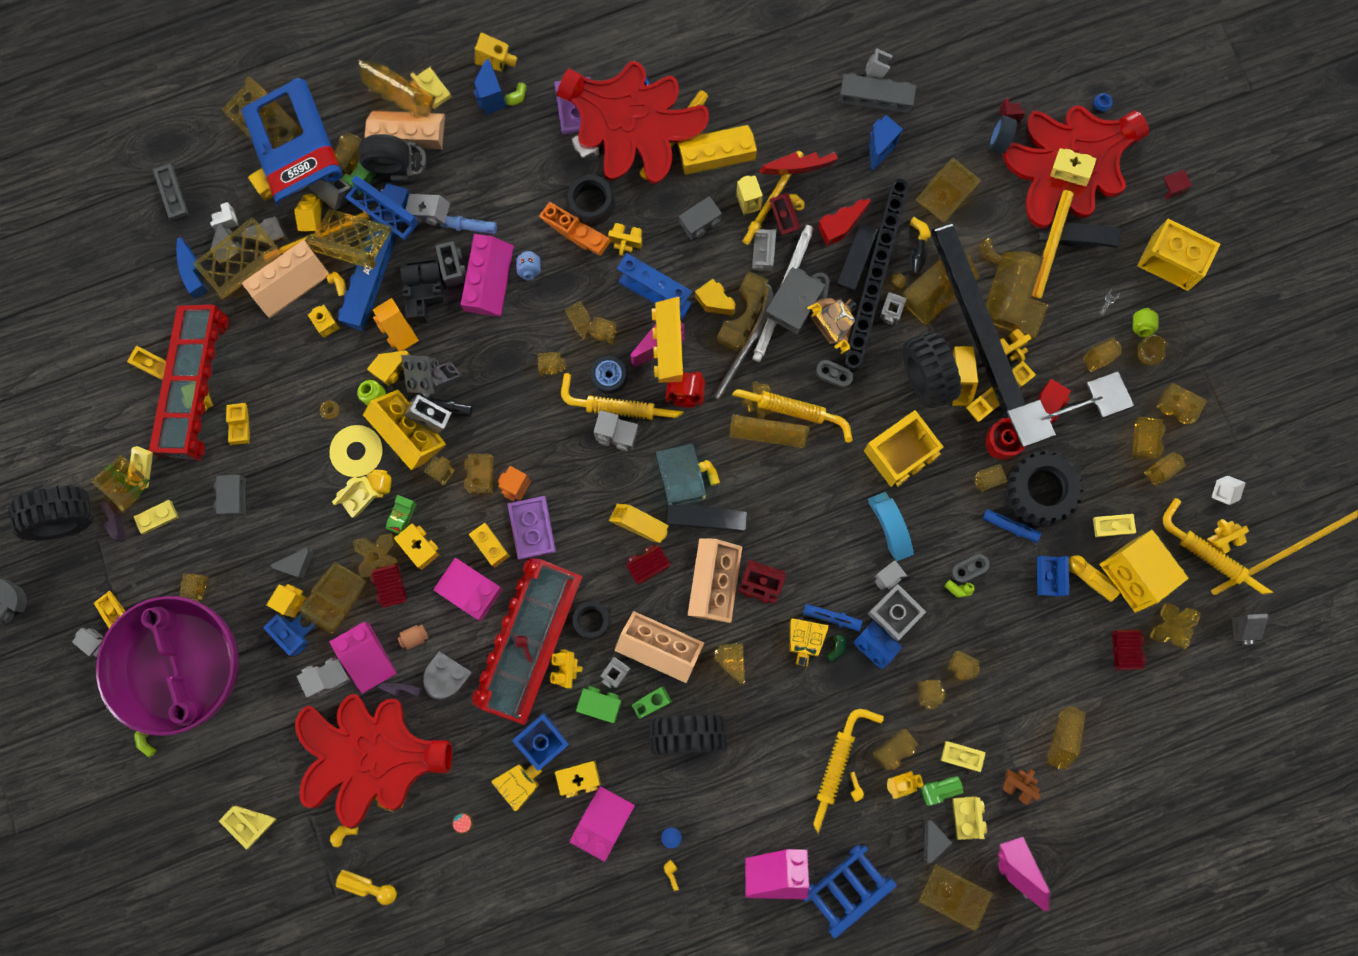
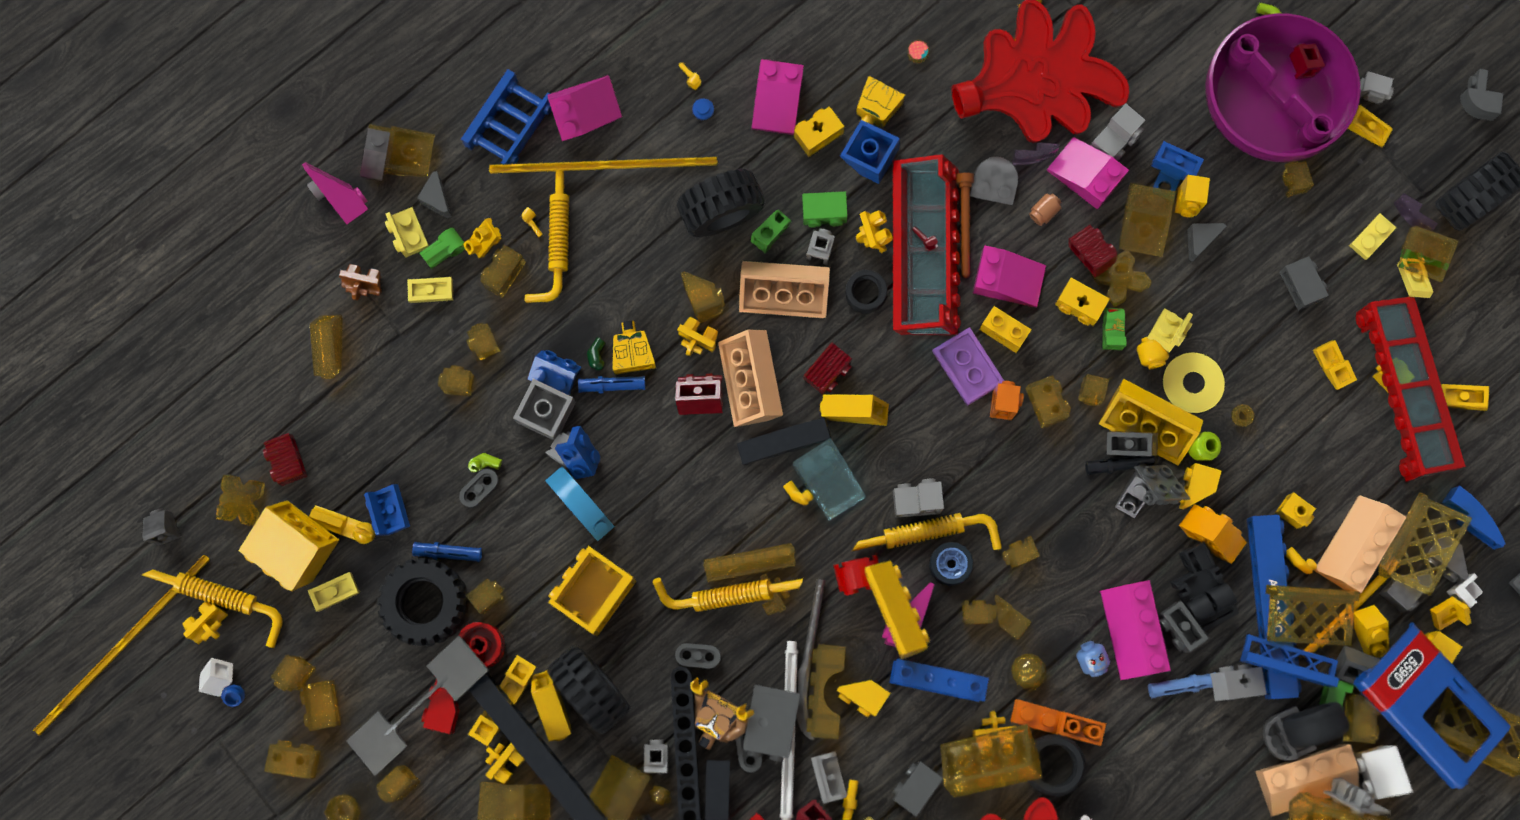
camera: 160 degrees right, 0 degrees up
(135, 685) = (1306, 60): none -> dark red brick
(245, 207) = (1450, 612): none -> yellow bracket
(349, 111) = (1383, 772): none -> white slope
(380, 97) = (1354, 797): none -> light grey hinge
(470, 684) = (965, 182): none -> dark orange piece
(581, 275) = (1029, 671): none -> clear yellow hair
(638, 215) = (990, 761): none -> clear yellow slope
(740, 625) = (689, 332): none -> yellow hips
(778, 816) = (594, 165): none -> yellow piece
(878, 563) = (579, 454): none -> blue bracket
(979, 896) = (374, 154): none -> flat silver slope
(1217, 470) = (232, 695): none -> blue plate

